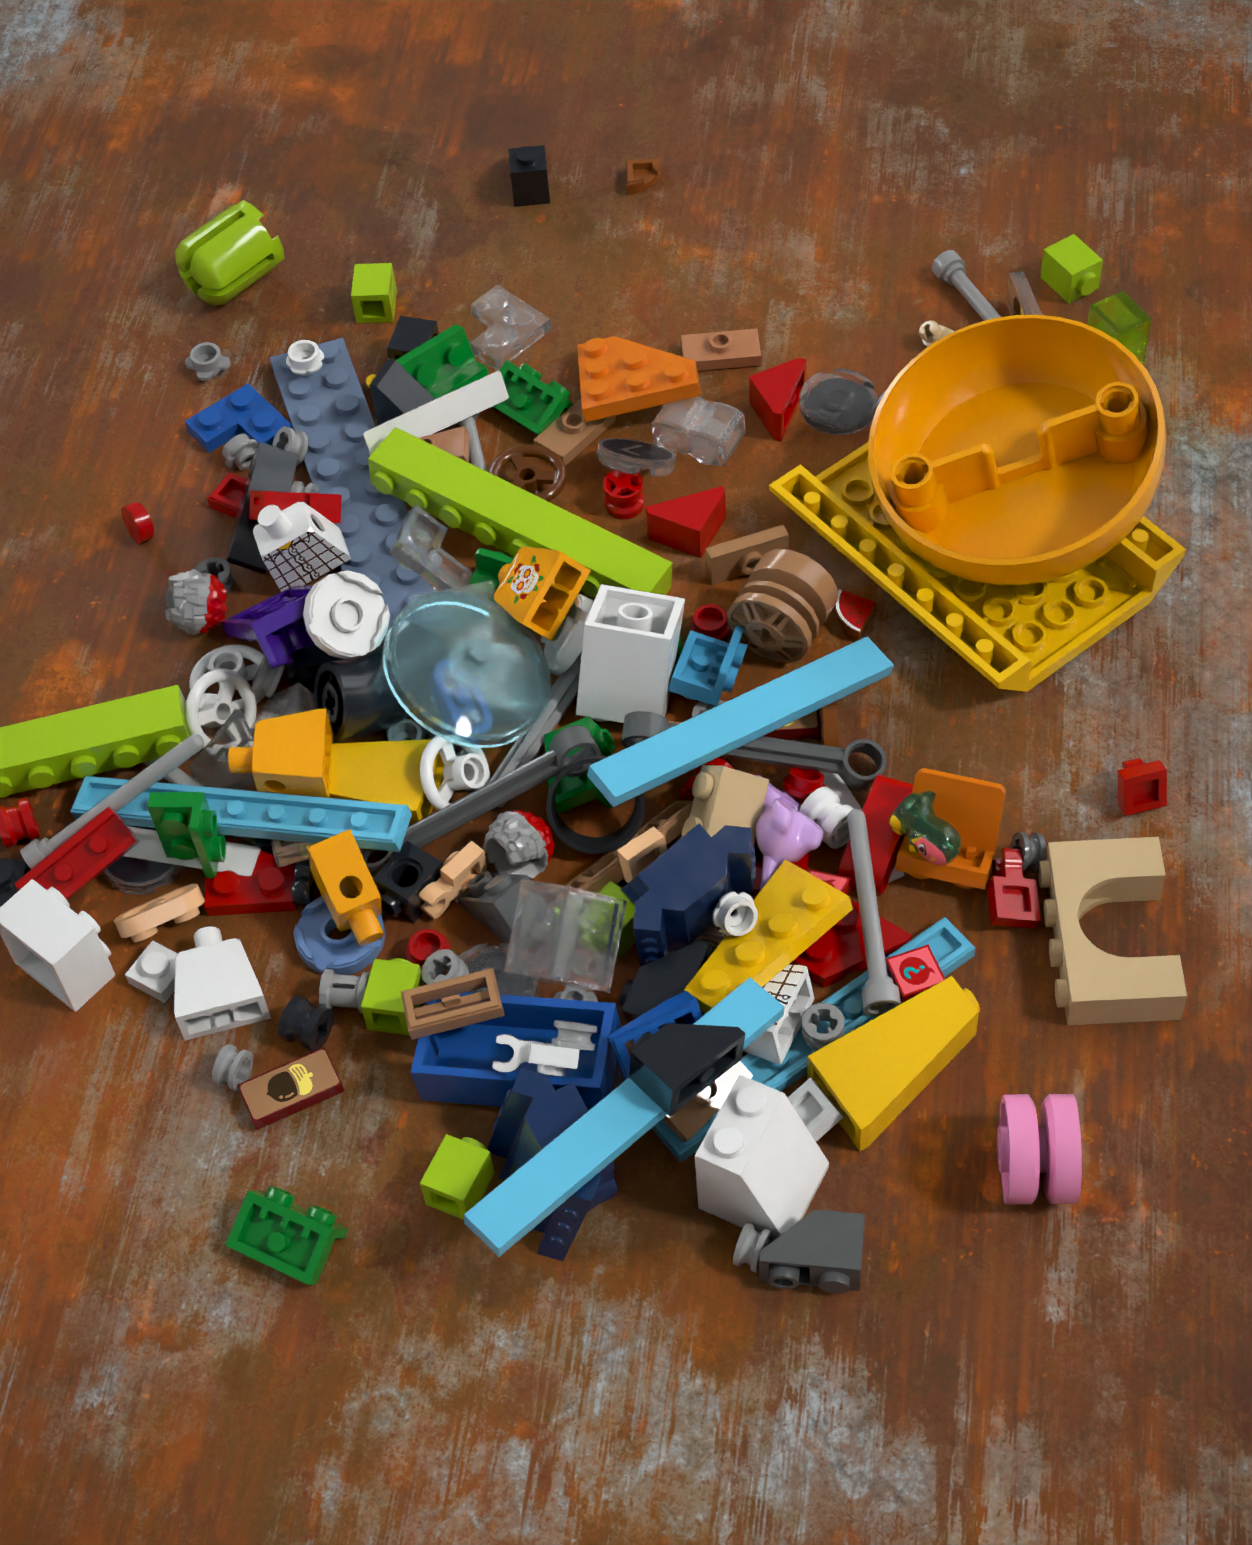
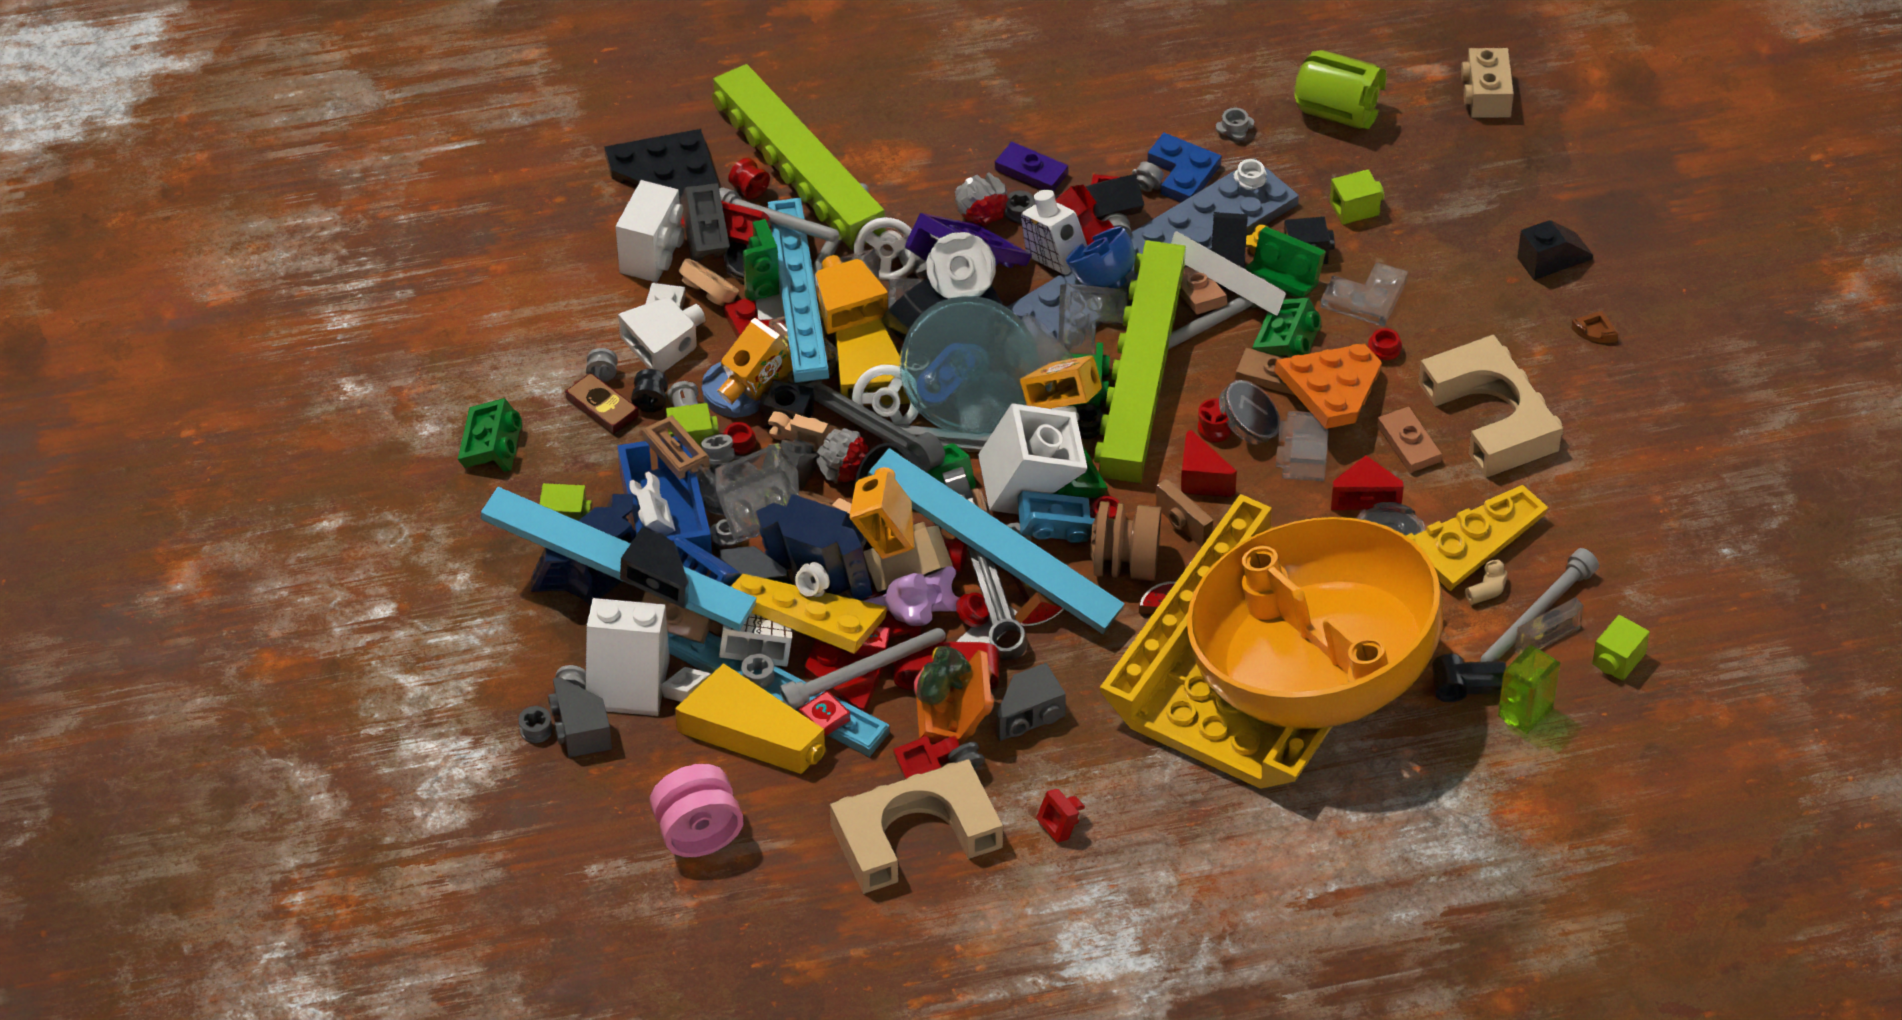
camera: 65 degrees right, 5 degrees down
(82, 878) = (704, 221): none -> dark grey hinge
(137, 522) = (1048, 141): red tile -> none
(160, 551) = (1031, 167): none -> dark purple plate
(280, 151) = (1488, 82): none -> tan brick
(292, 441) = (1165, 202): light grey bush -> none
(366, 504) = (1104, 260): none -> blue cylinder
(528, 476) = (1198, 356): reddish brown piece -> none
(574, 1035) = (673, 517): light grey bush -> none
(583, 328) = (1385, 344): none -> red plate
(702, 799) = (883, 513): none -> light orange torso
(752, 249) = (1489, 369): none -> tan arch
(799, 1296) = (531, 716): none -> dark grey bush
(825, 809) = (950, 619): white wheel -> none
(876, 328) = (1478, 534): none -> yellow wing
(963, 752) = (1029, 702): none -> dark grey slope

